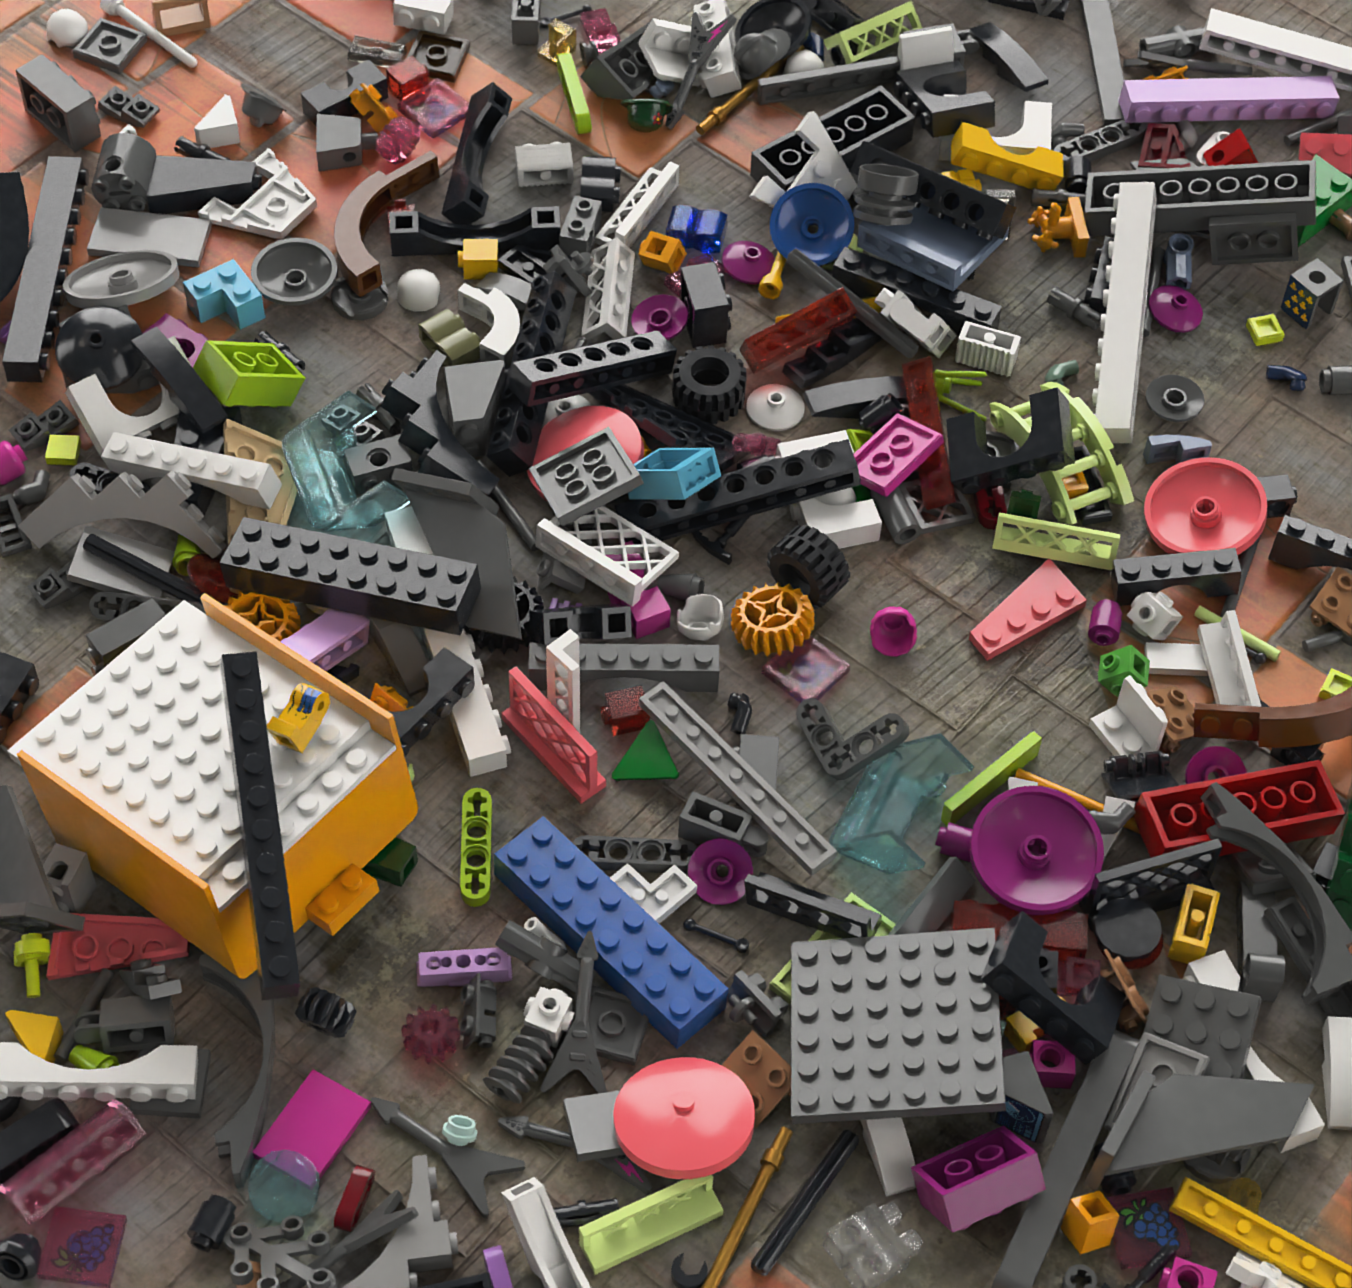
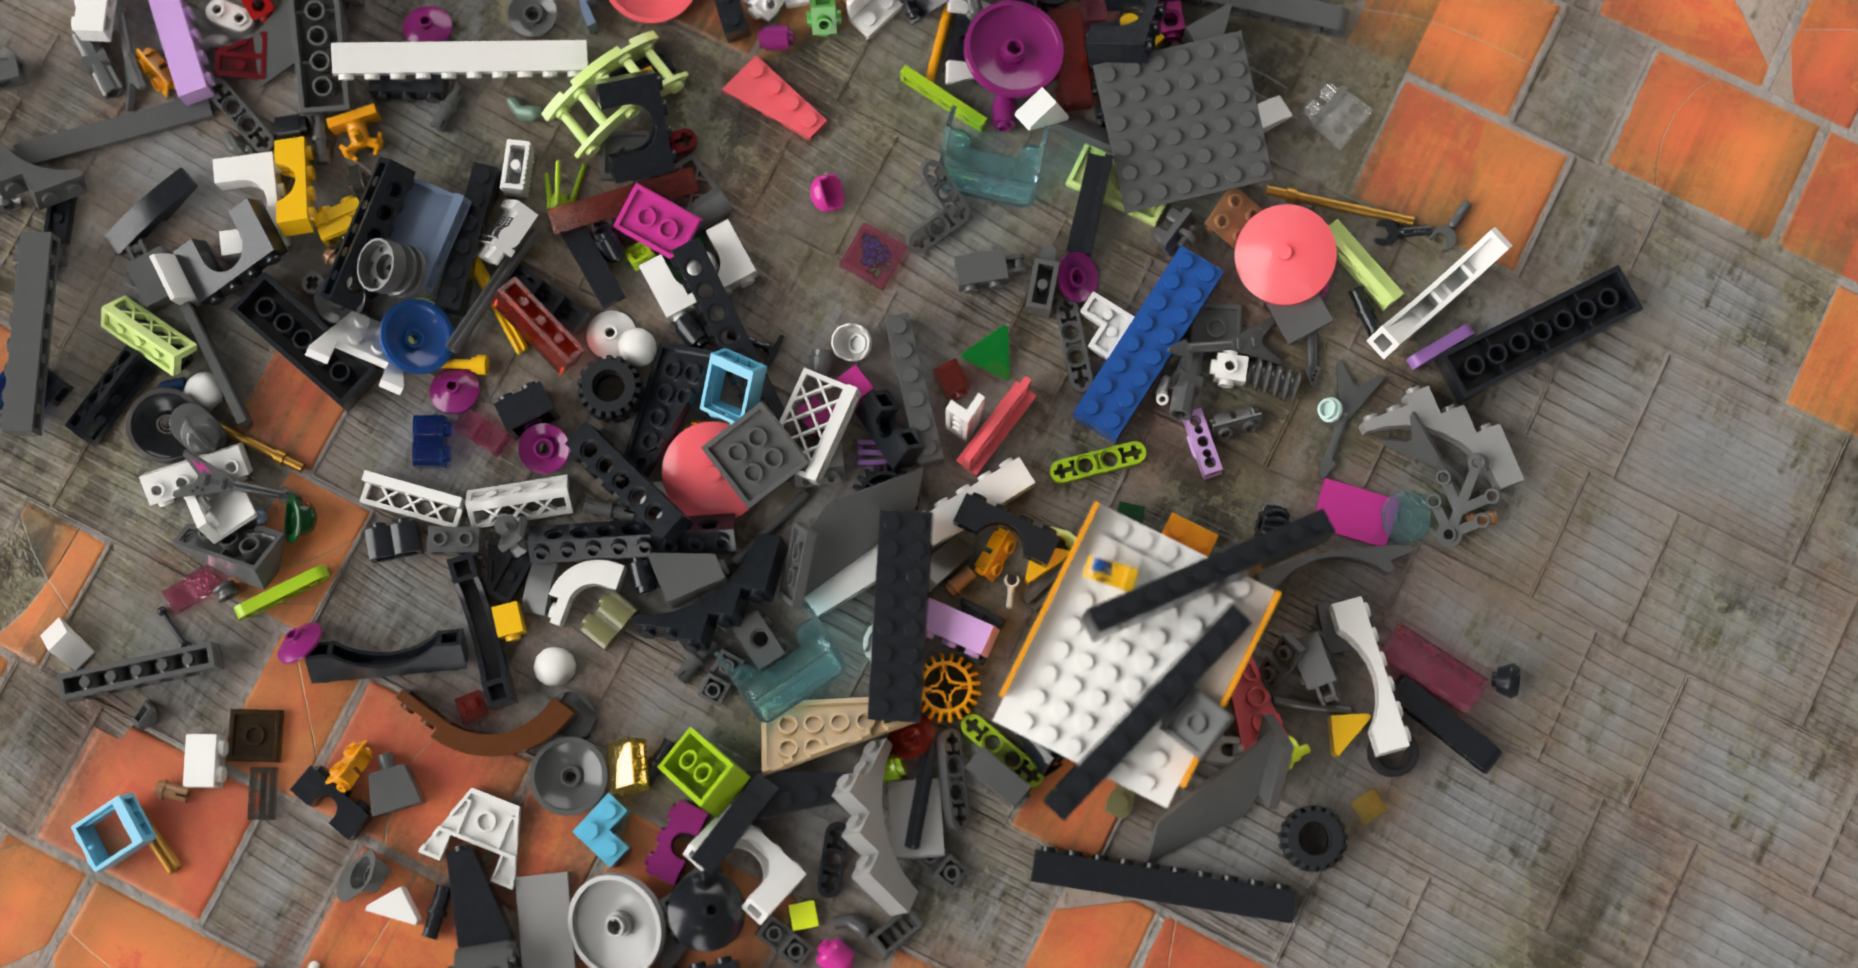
camera: 100 degrees left, 25 degrees up
(82, 1247) = (1483, 642): clear pink tile -> none
(86, 780) = (1197, 723): none -> dark grey tile
(89, 1058) = (1351, 681): lime cone -> none
(126, 737) = (1147, 711): none -> black brick
(211, 1223) = (1446, 557): black brick -> none
(239, 478) = (819, 787): white arch -> none
(284, 320) = (628, 766): none -> clear yellow brick
(354, 1198) = (1399, 466): dark red beam -> none
(376, 663) = (959, 581): none -> medium nougat pin
(397, 140) = (386, 732): clear pink gear -> none
(407, 77) = (298, 750): clear red brick -> none
(422, 1042) = (1271, 454): clear pink gear -> none
(434, 108) = (324, 717): clear pink tile -> none
(516, 91) = (299, 642): none -> magenta dish
(544, 164) = (379, 595): white brick -> none
(561, 40) = (218, 625): clear yellow panel -> none
(662, 252) = (474, 457): light orange brick -> none
(738, 778) = (1004, 277): light grey plate -> none
(741, 944) = (1126, 253): black hinge -> none
(743, 712) = (933, 292): black arm -> none
(752, 417) = (637, 346): none -> white hair
(755, 443) = (668, 335): clear pink axle -> none
(772, 619) = (843, 274): light orange gear -> none
(804, 1203) = (1319, 168): black axle -> none
(809, 562) = (791, 265): black tyre -> none
(948, 870) = (1040, 111): none -> white slope
(978, 1178) = (1279, 51): magenta brick -> none
(1024, 504) = (677, 115): dark green tile -> none
(1055, 546) = (710, 85): yellowish green fence -> none
(1178, 260) = (380, 29): sand blue piece -> none

